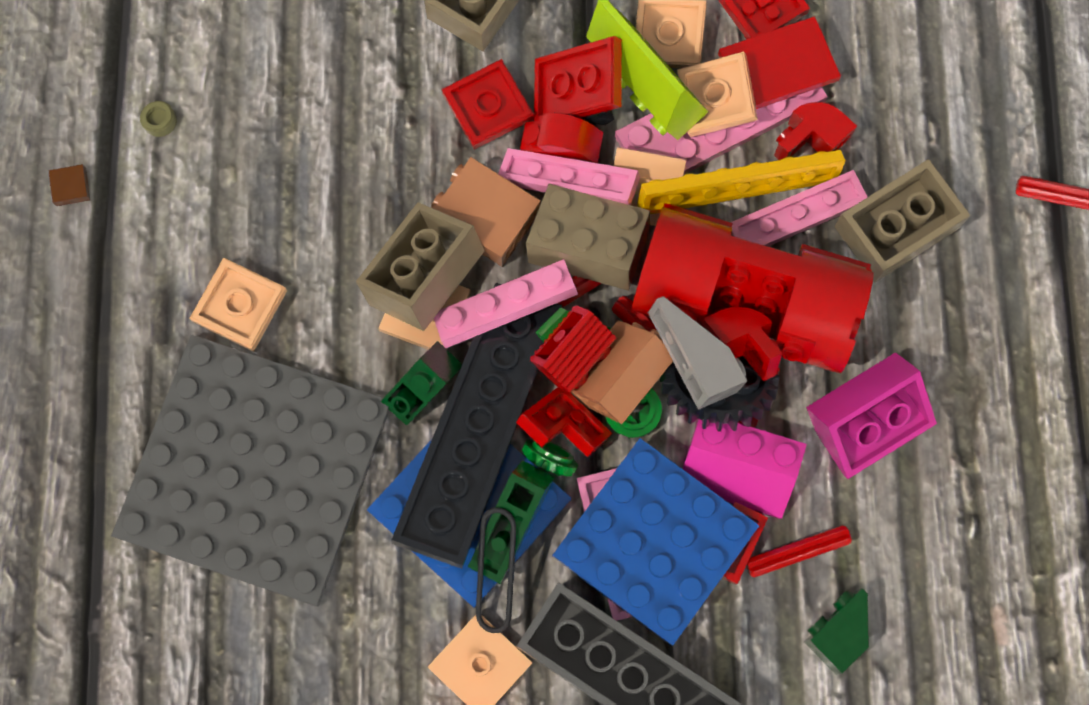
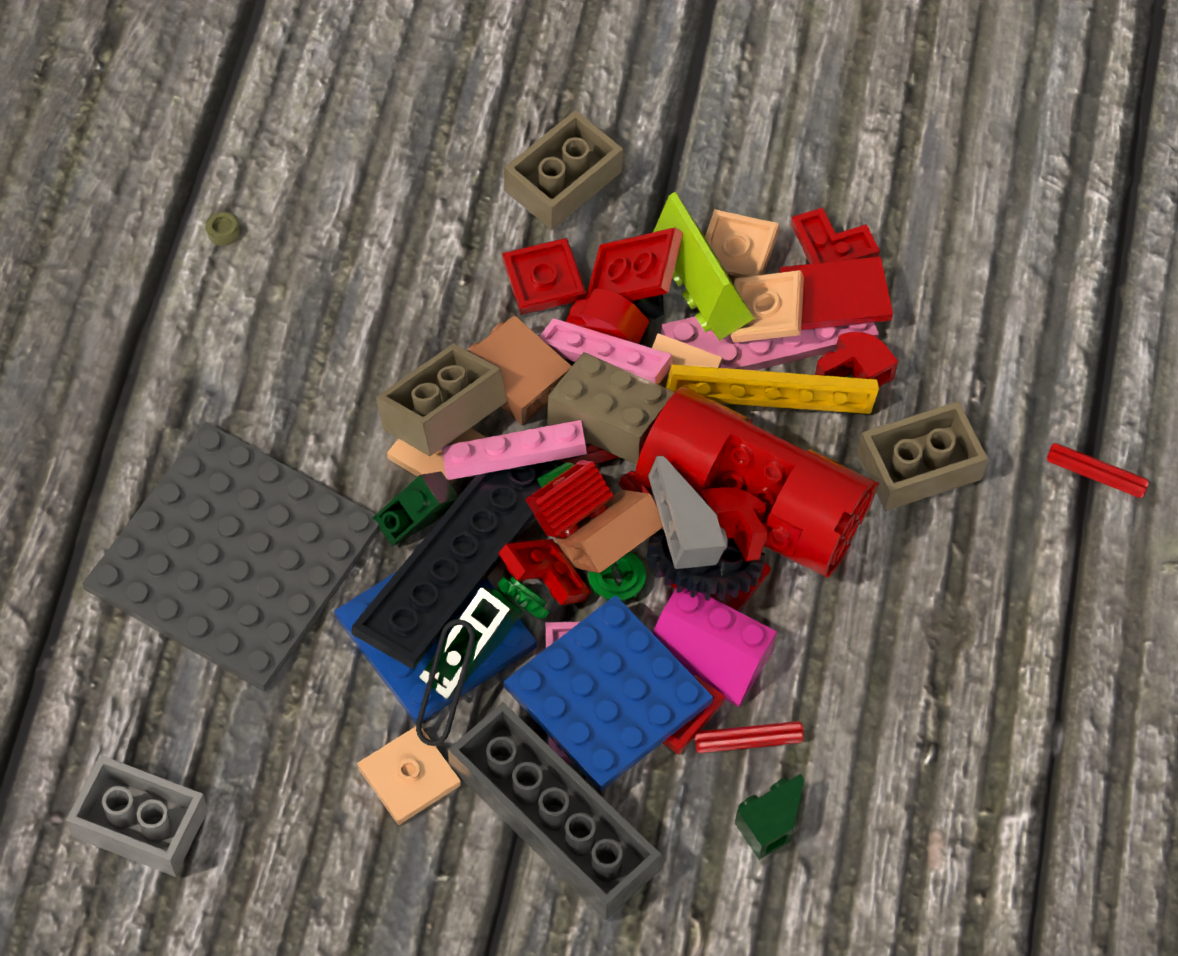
camera: 10 degrees right, 15 degrees down
(69, 185) = (123, 269): reddish brown tile -> none
(238, 304) = (257, 404): light nougat plate -> none
(800, 211) = (831, 429): bright pink plate -> none
(872, 414) = (852, 627): dark pink slope -> none

